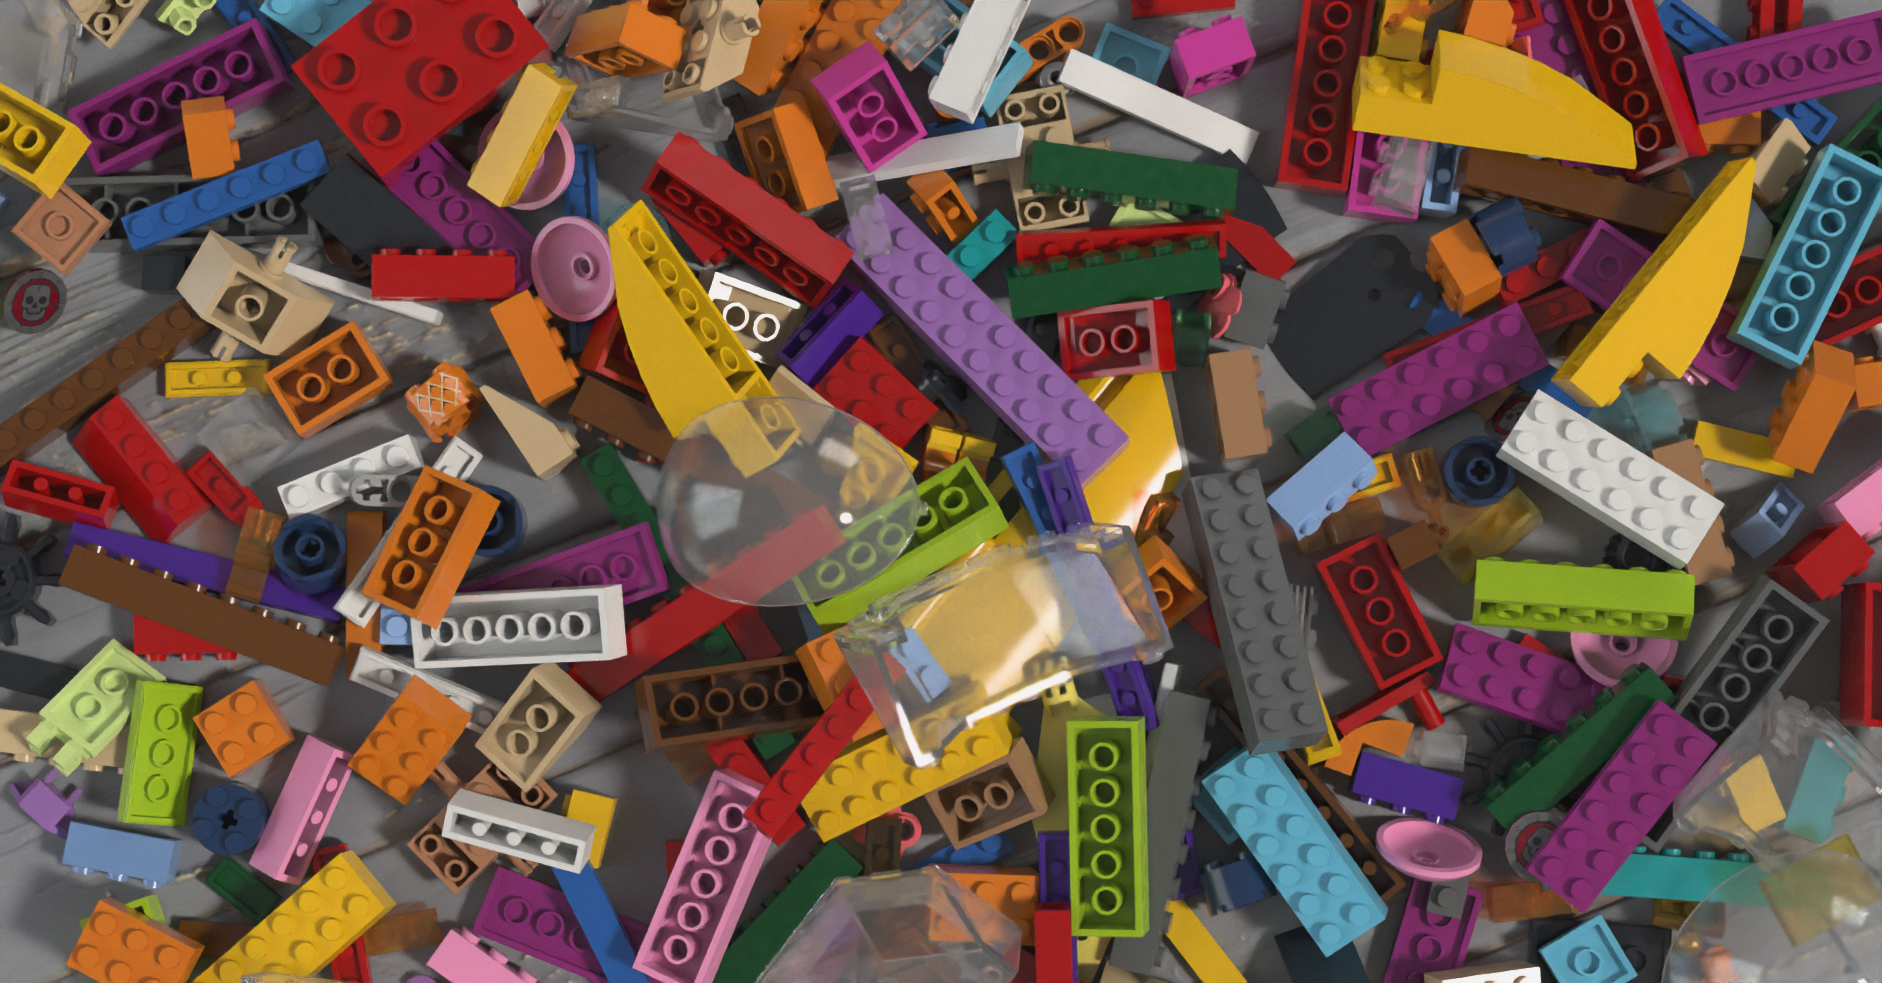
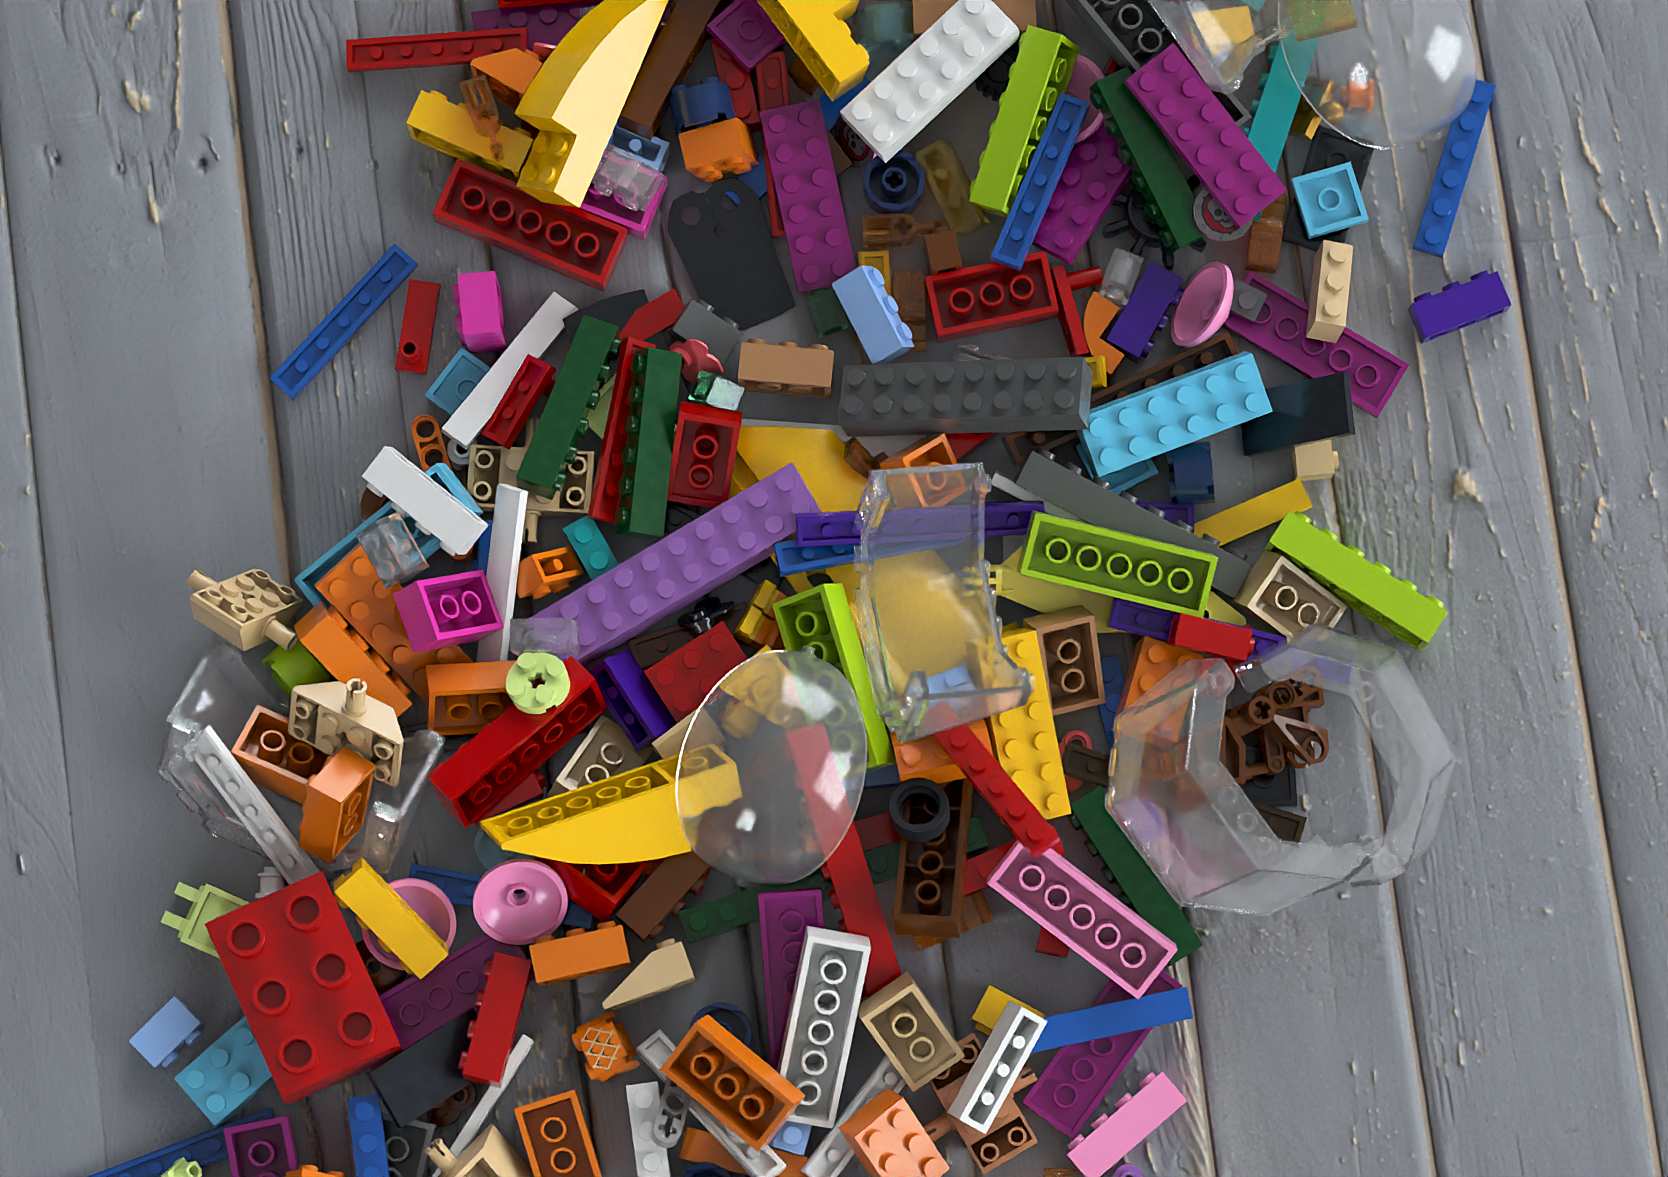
camera: 75 degrees left, 5 degrees down
(795, 658) = (921, 832): none -> black tyre
(826, 209) = (534, 666): none -> yellowish green plate
(1124, 124) = (519, 400): none -> red piece
(1520, 633) = (1040, 181): none -> blue plate

